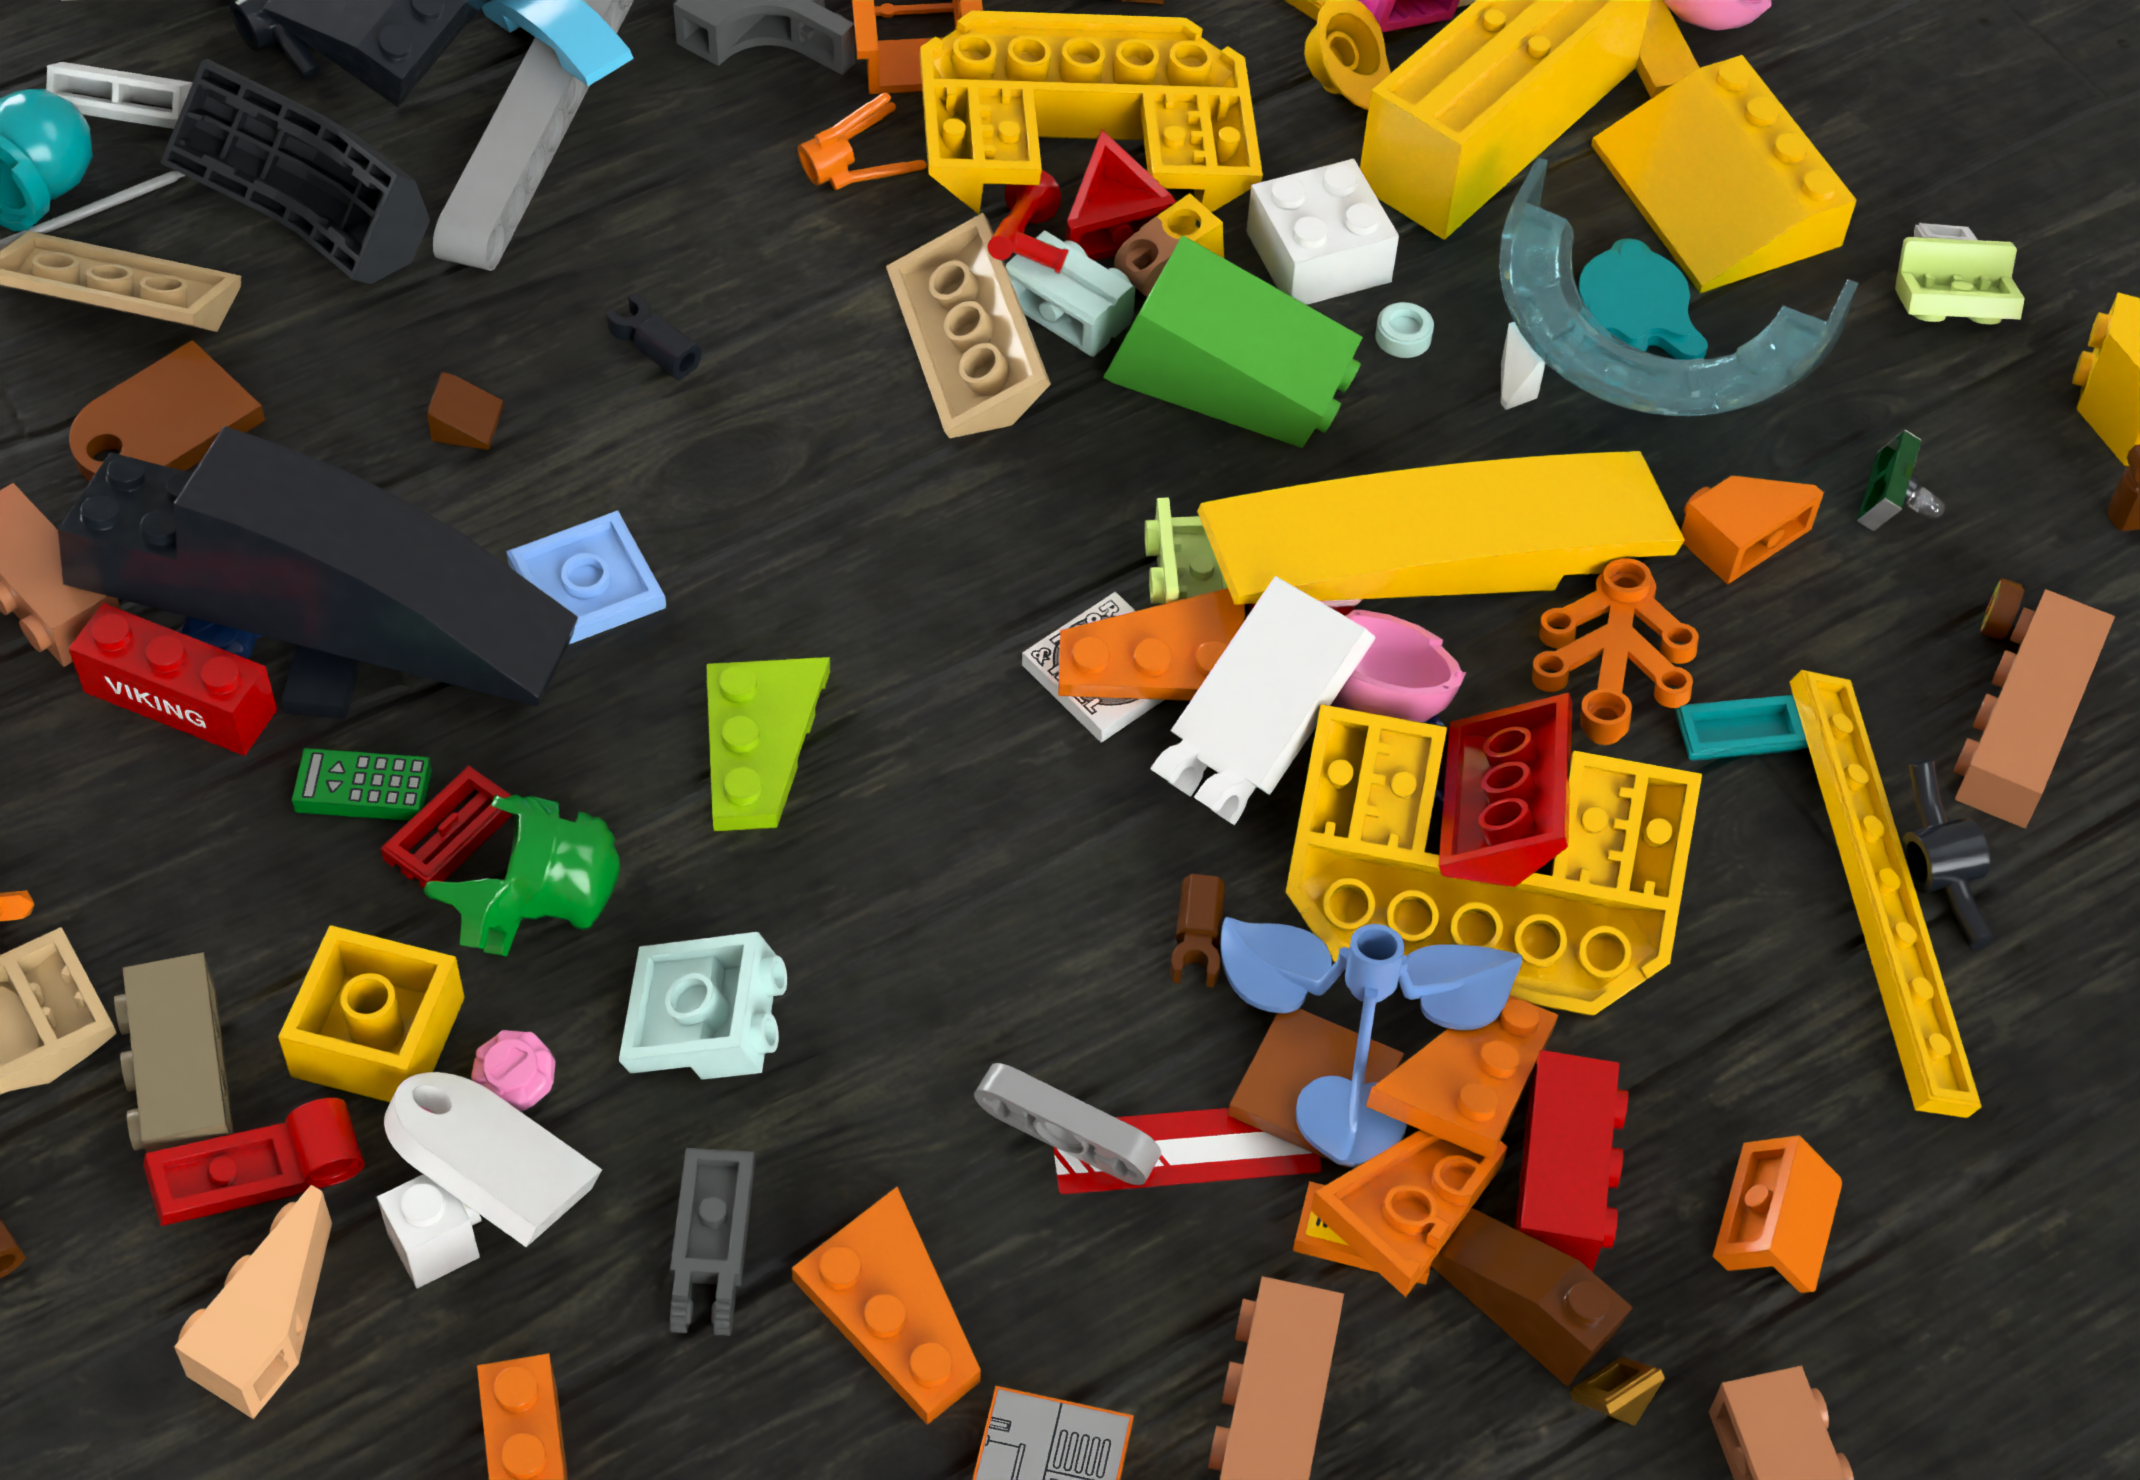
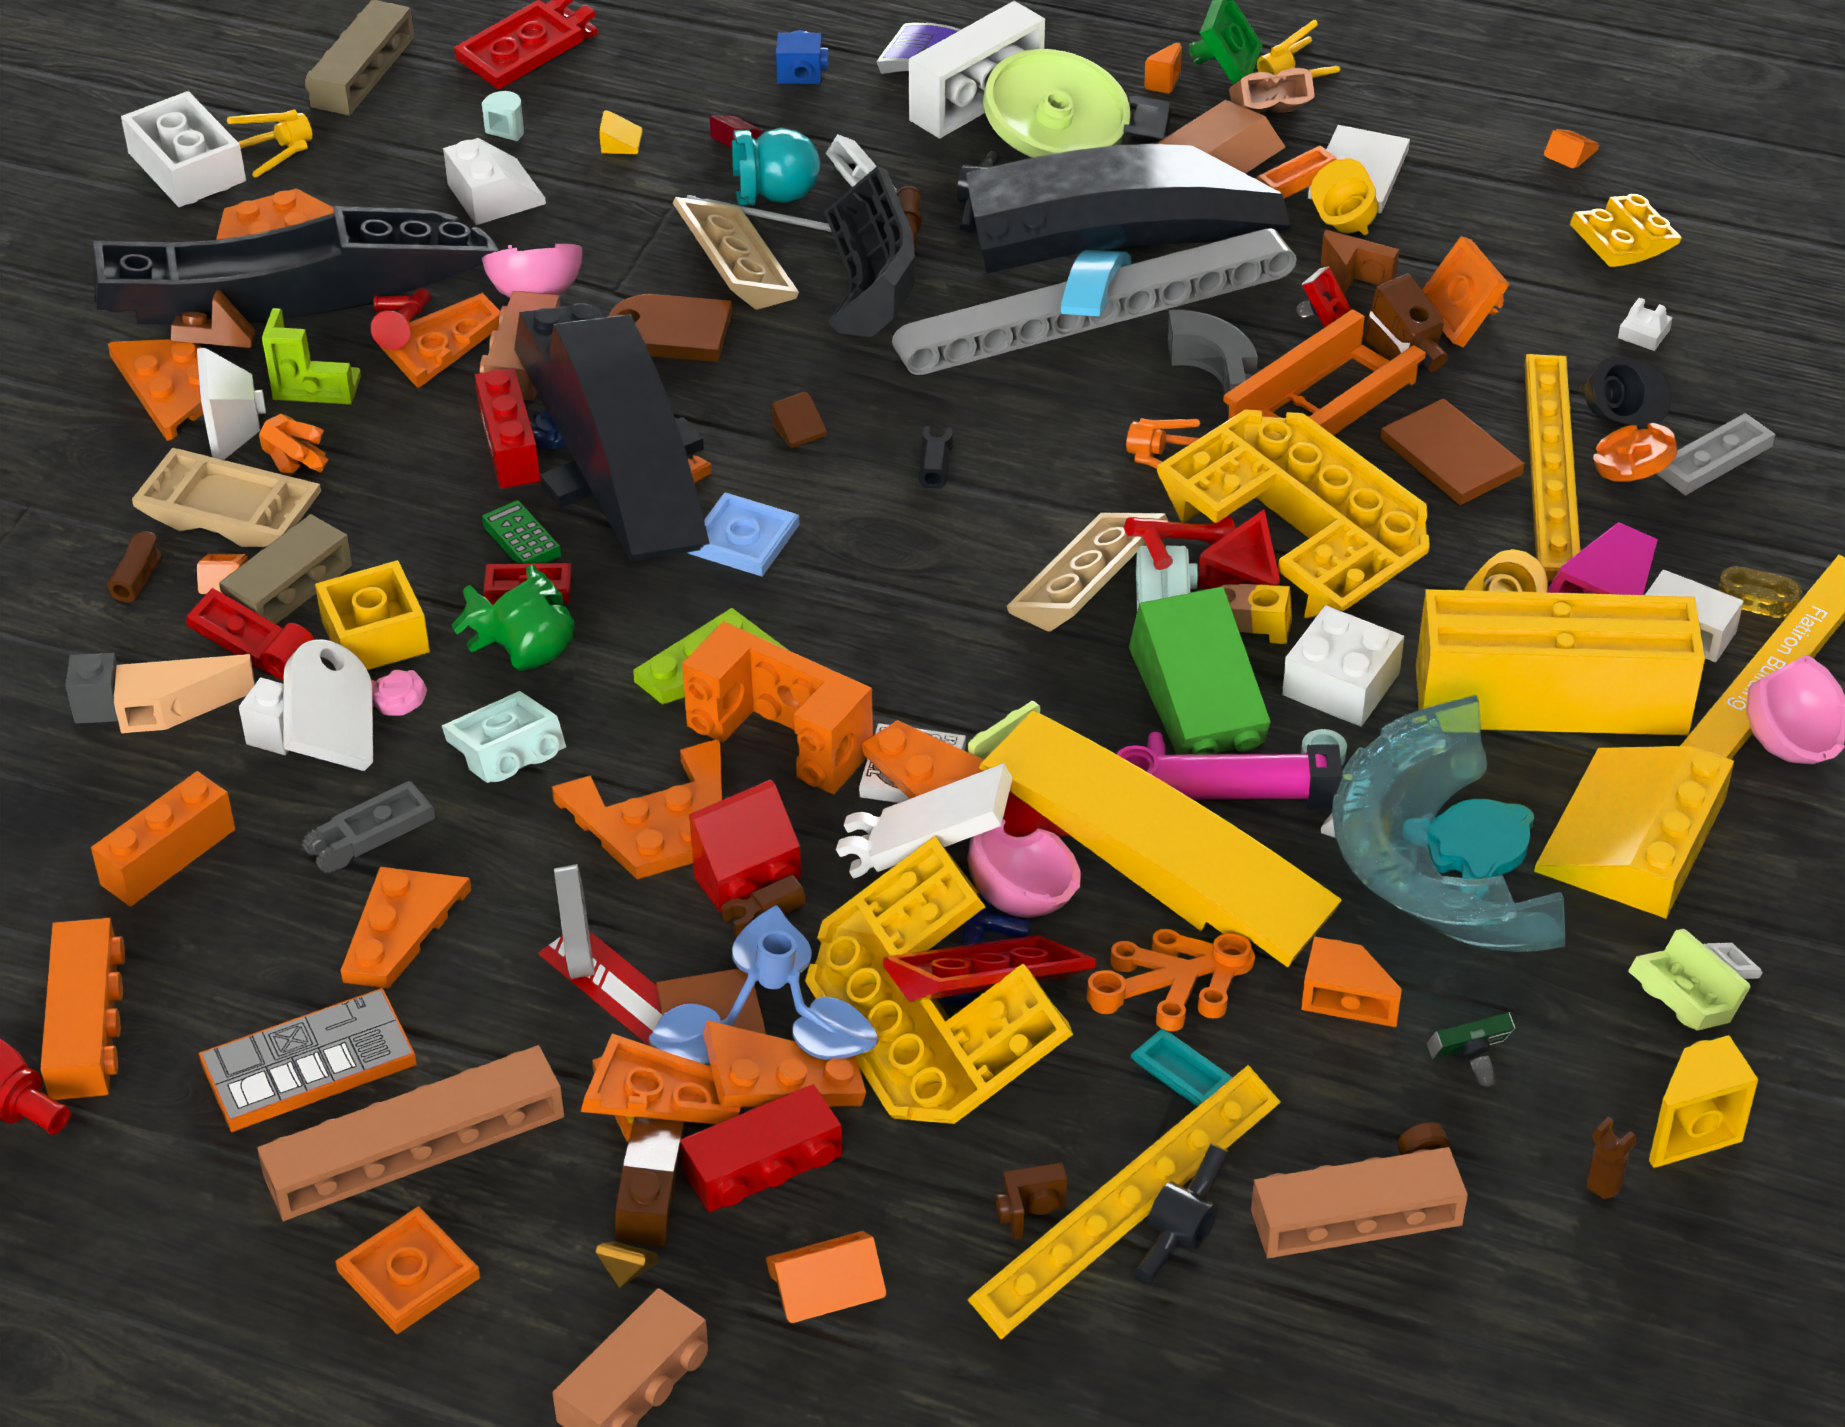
camera: 55 degrees right, 10 degrees down
(82, 1131) = (215, 568): none -> slope
(169, 1398) = (92, 687): none -> dark grey brick
(943, 686) = (744, 674): none -> orange plate
(983, 950) = (651, 830): none -> orange wing
(1128, 893) = (743, 844): none -> red slope
(1447, 363) = (1244, 776): none -> dark pink piece
(1818, 978) = (1030, 1192): none -> reddish brown bracket

